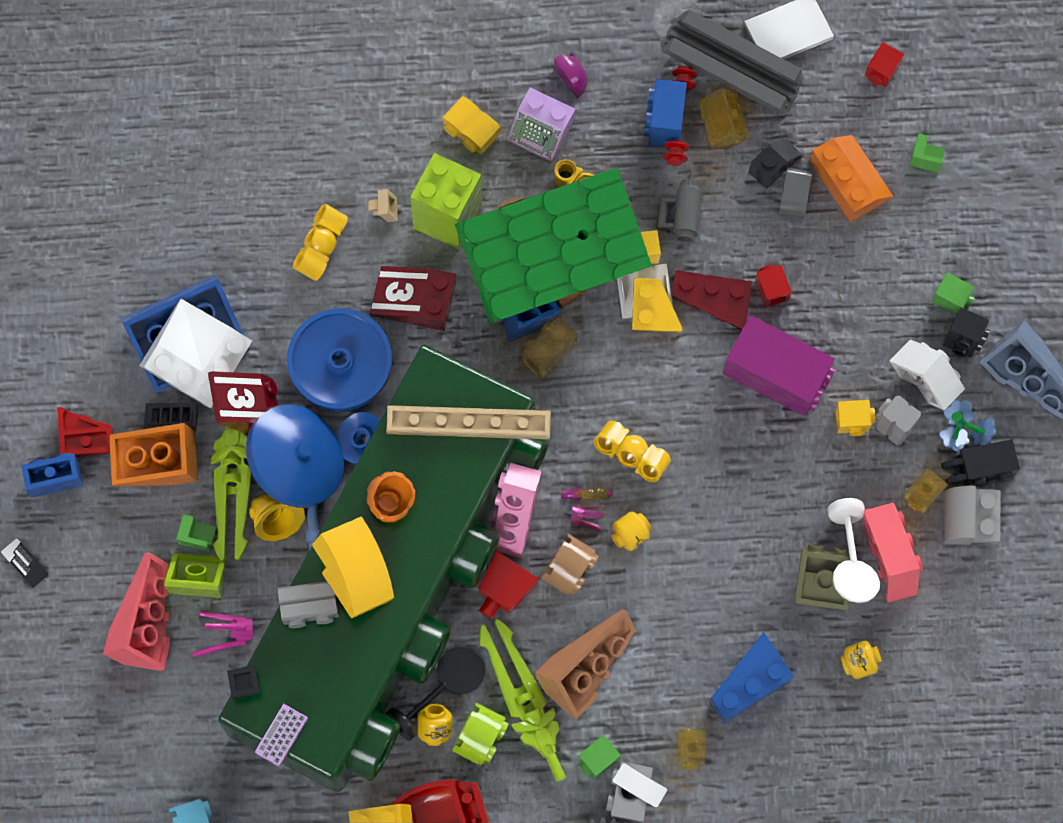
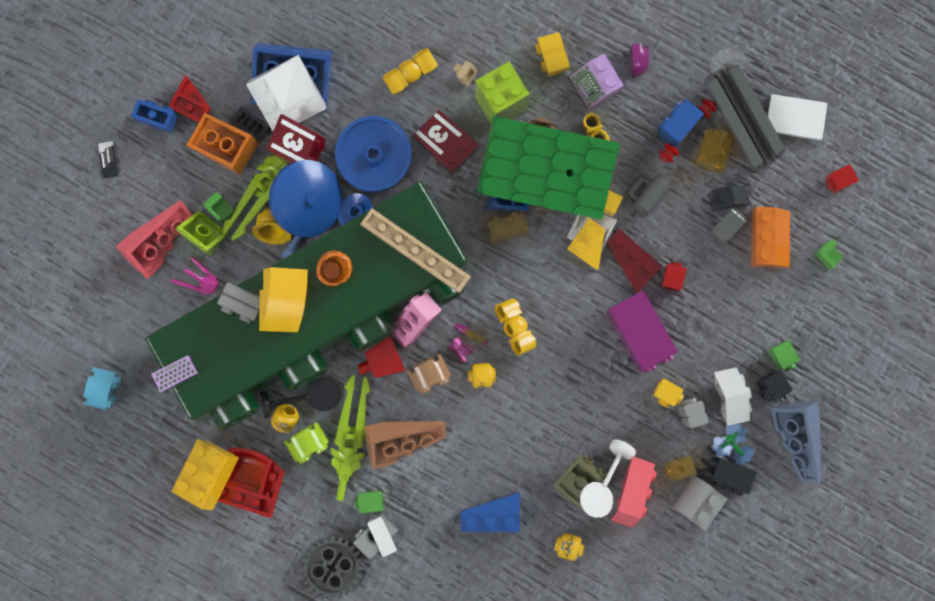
camera: 35 degrees right, 10 degrees up
(243, 682) = (170, 327): black tile -> none
(690, 748) = (429, 533): clear yellow brick -> none

